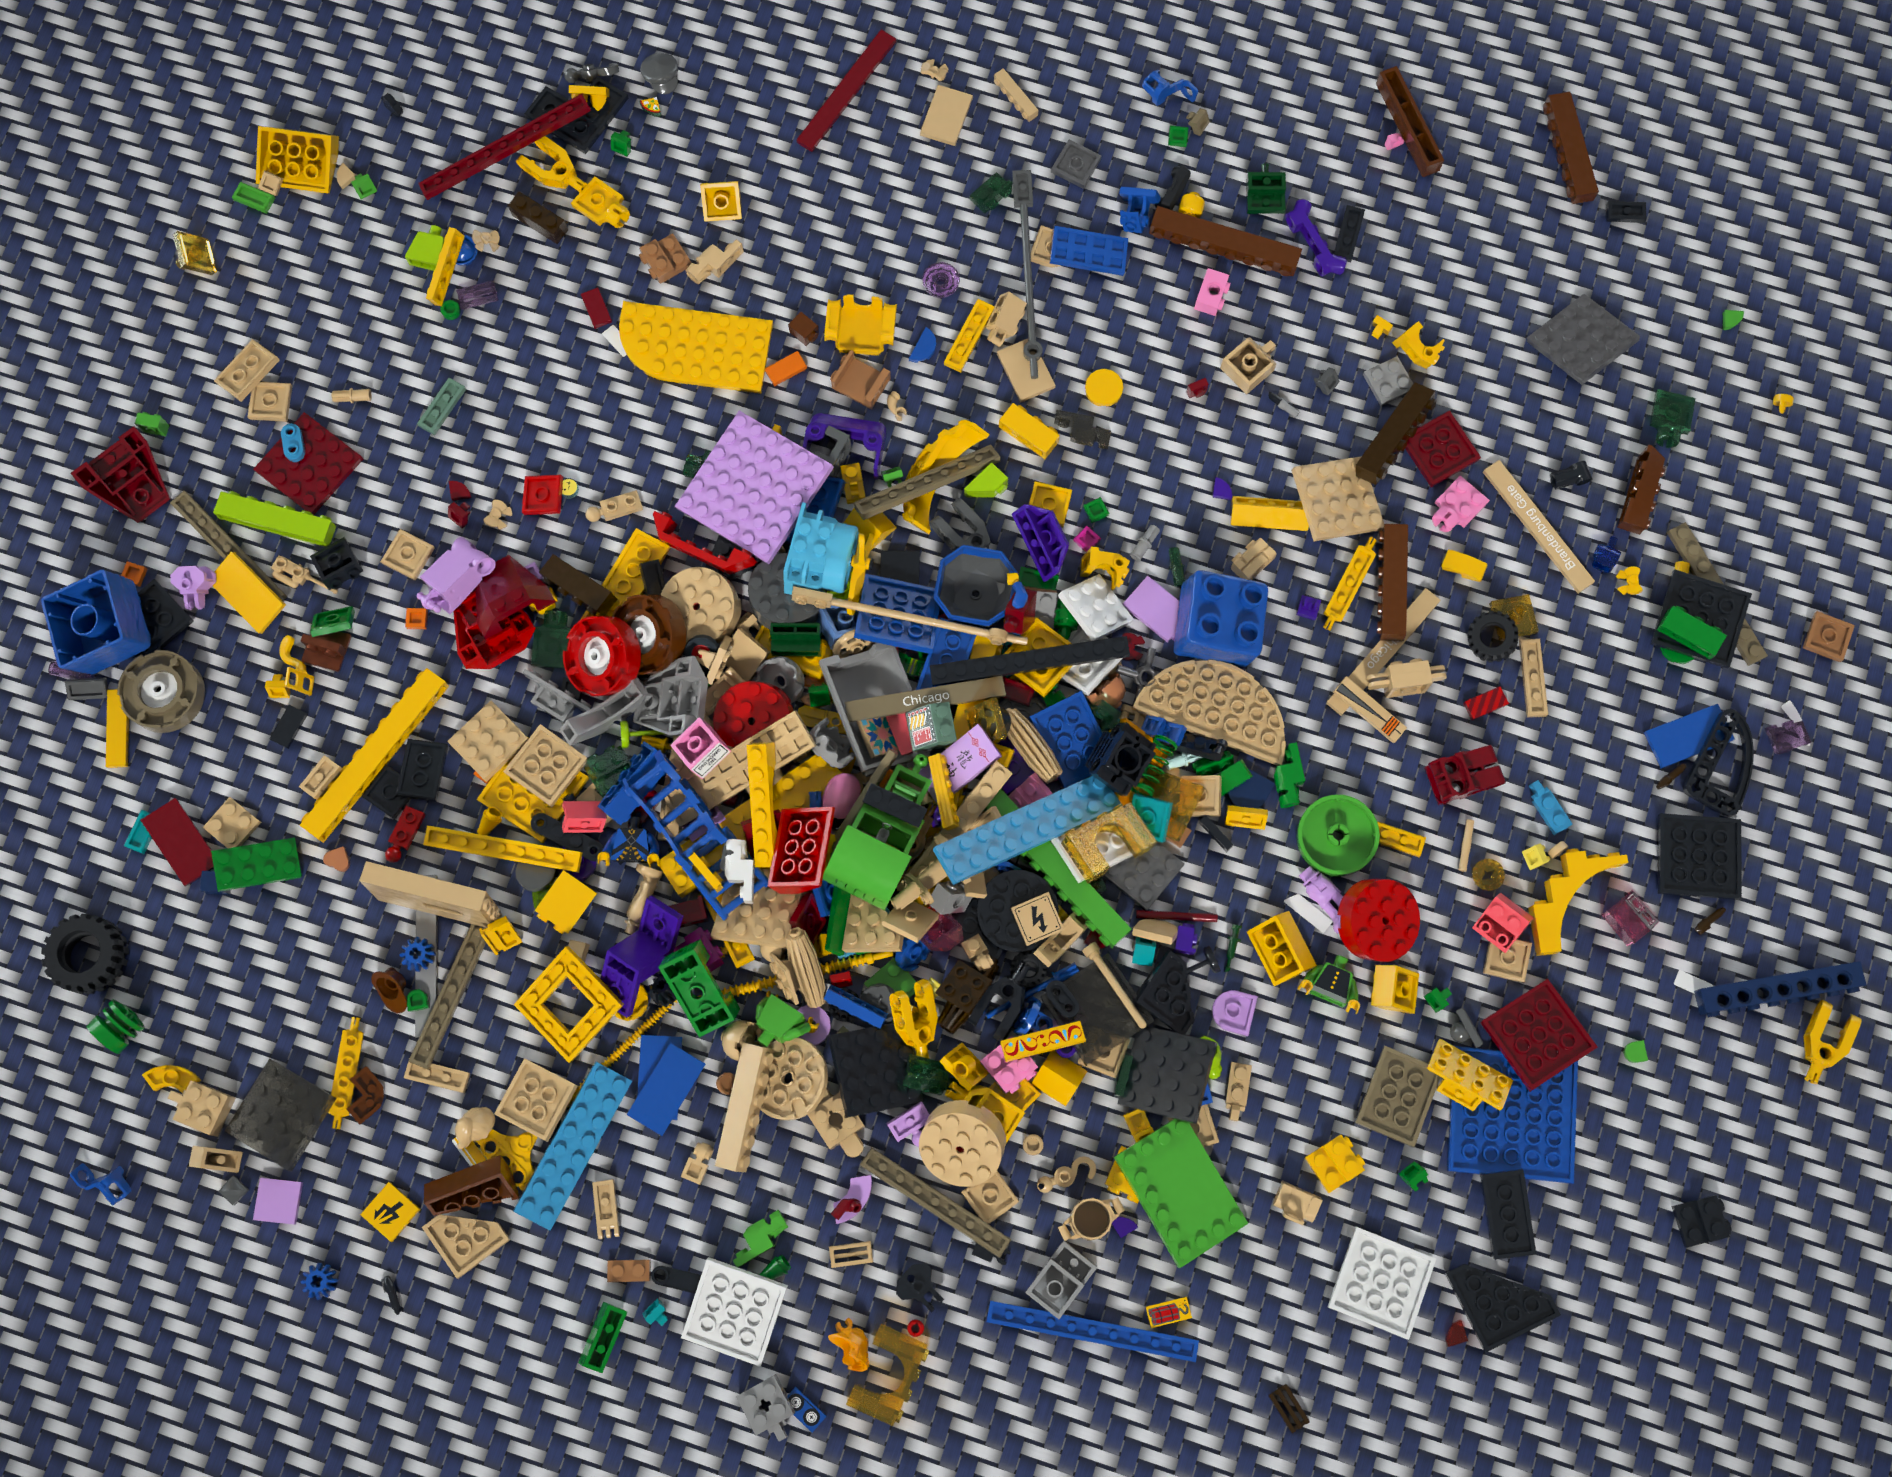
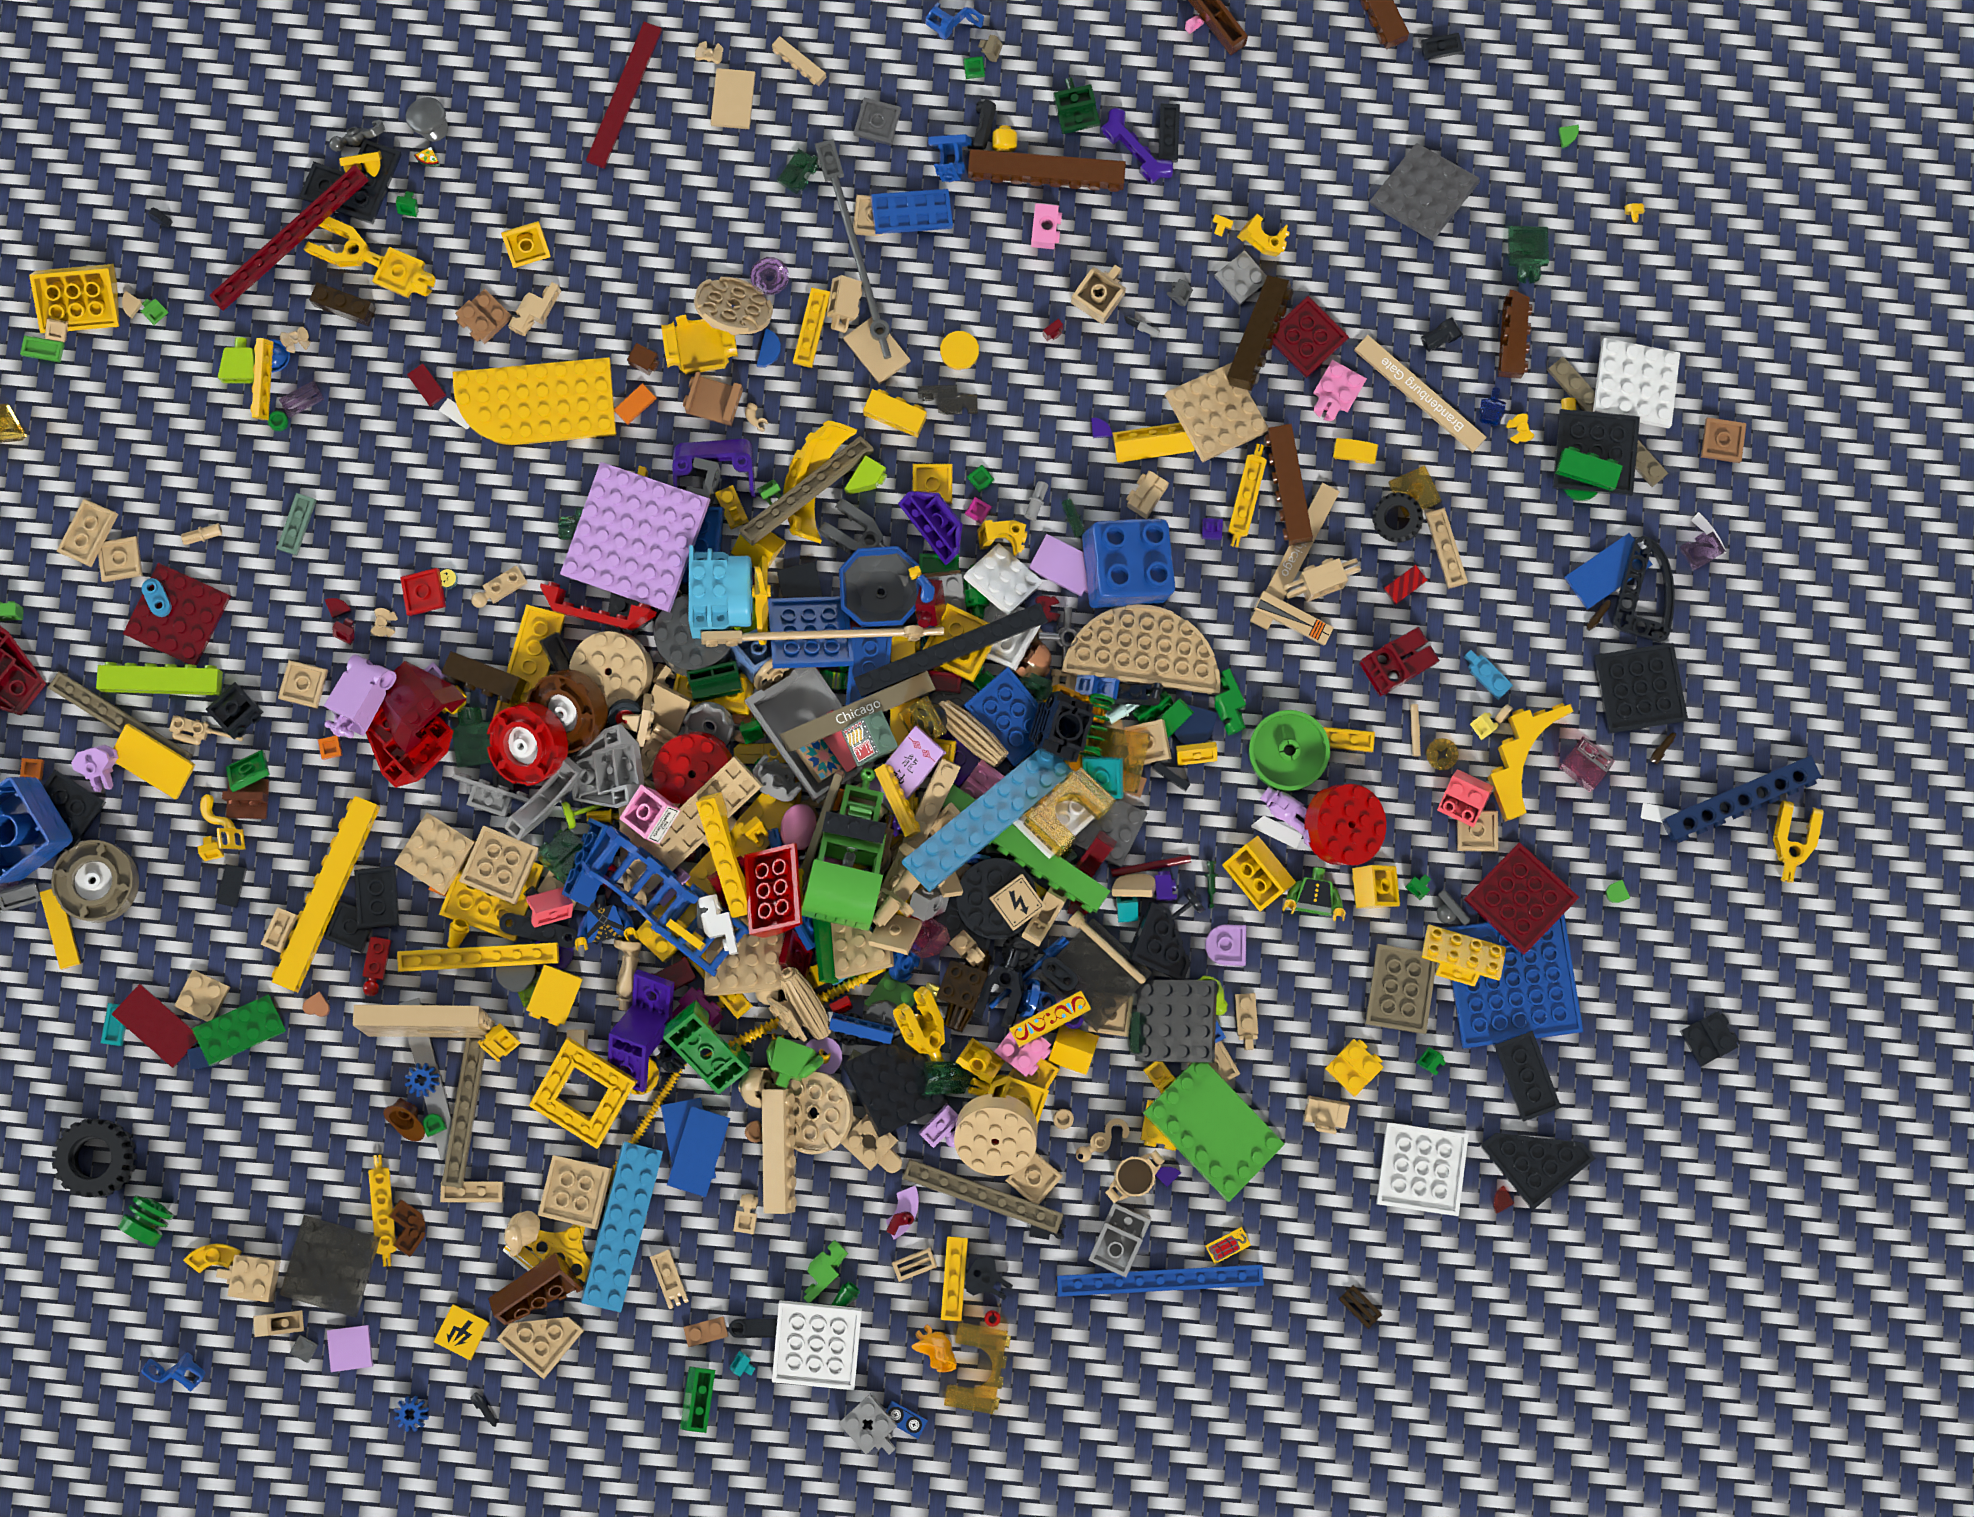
camera: 15 degrees left, 5 degrees up
(798, 787) = (754, 829): none -> yellow tile
(887, 1278) = (954, 1279): none -> yellow plate
(912, 307) = (715, 301): none -> tan plate
(1125, 890) = (1096, 854): none -> dark red panel
(1754, 561) = (1637, 382): none -> white plate

